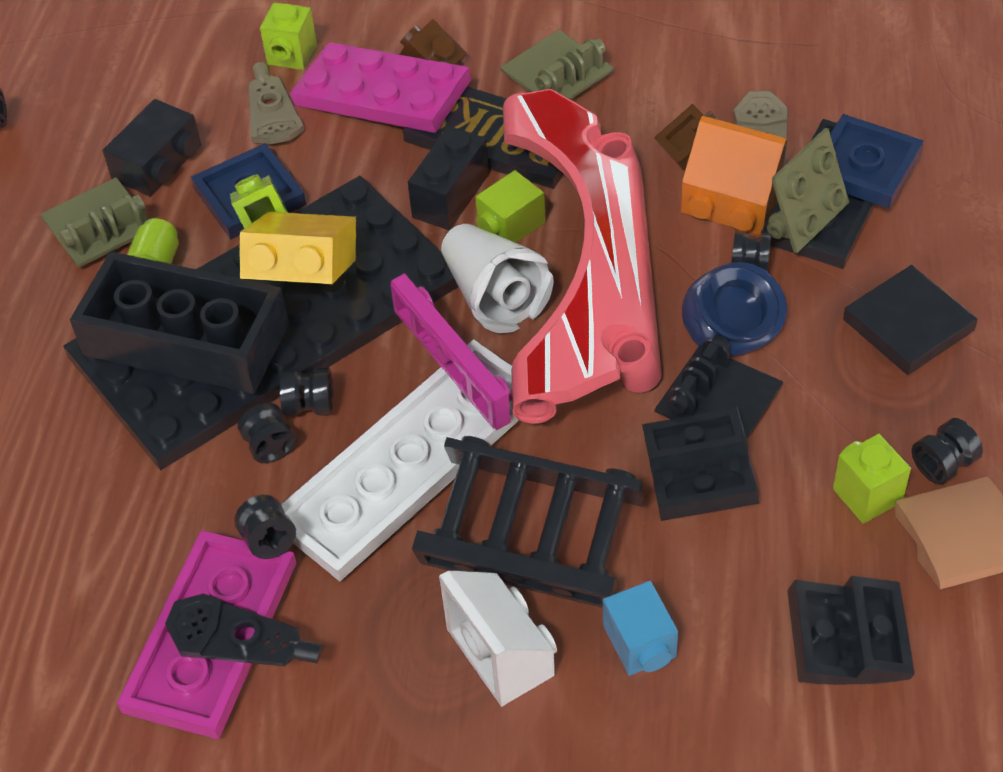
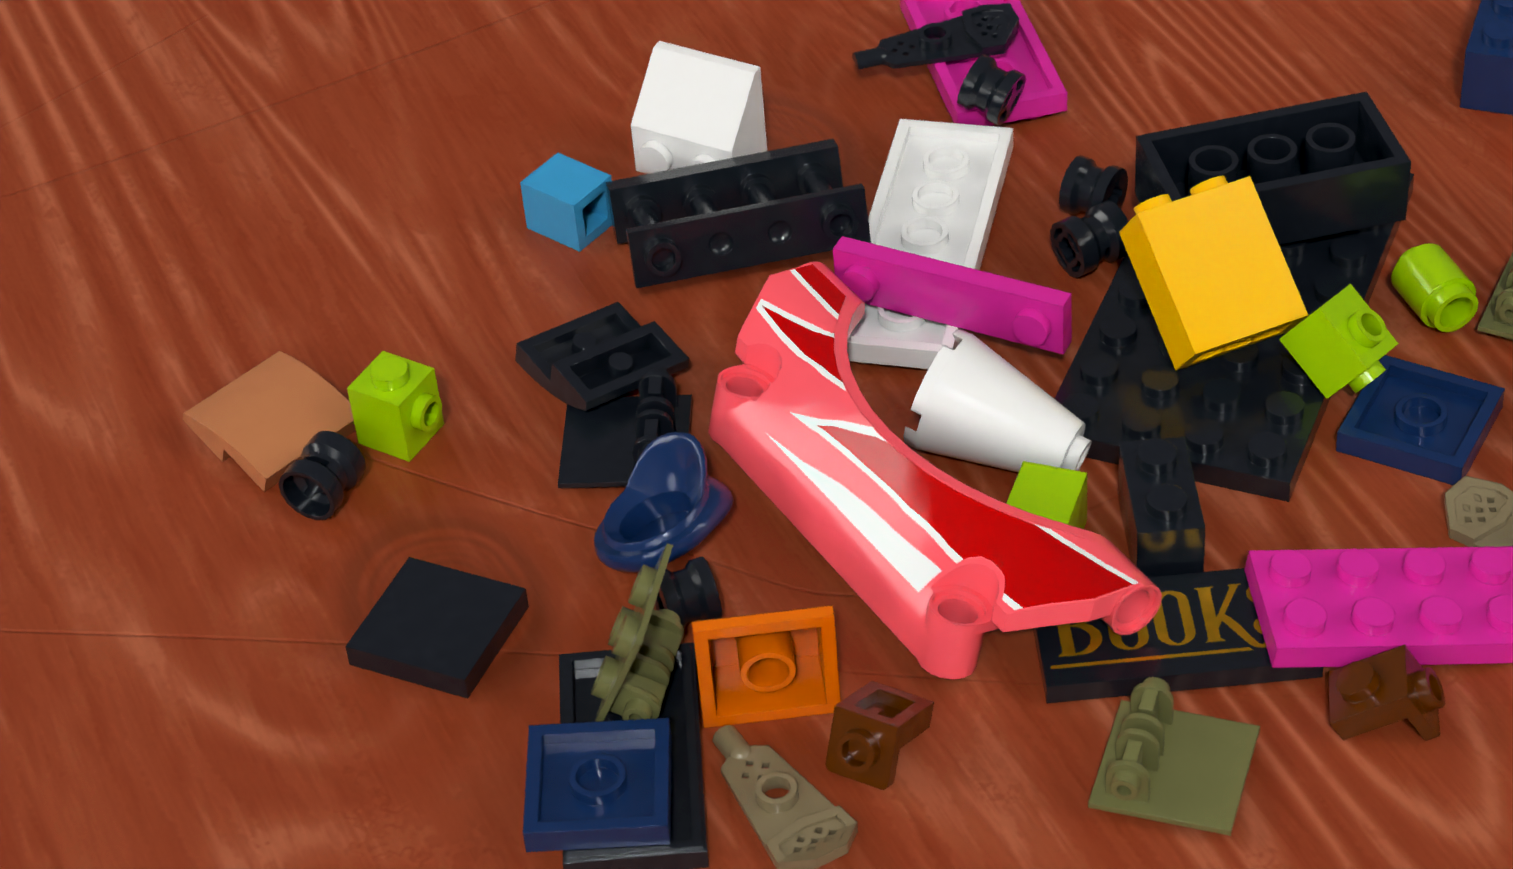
camera: 150 degrees right, 10 degrees down
(850, 632) = (361, 299): black slope -> none

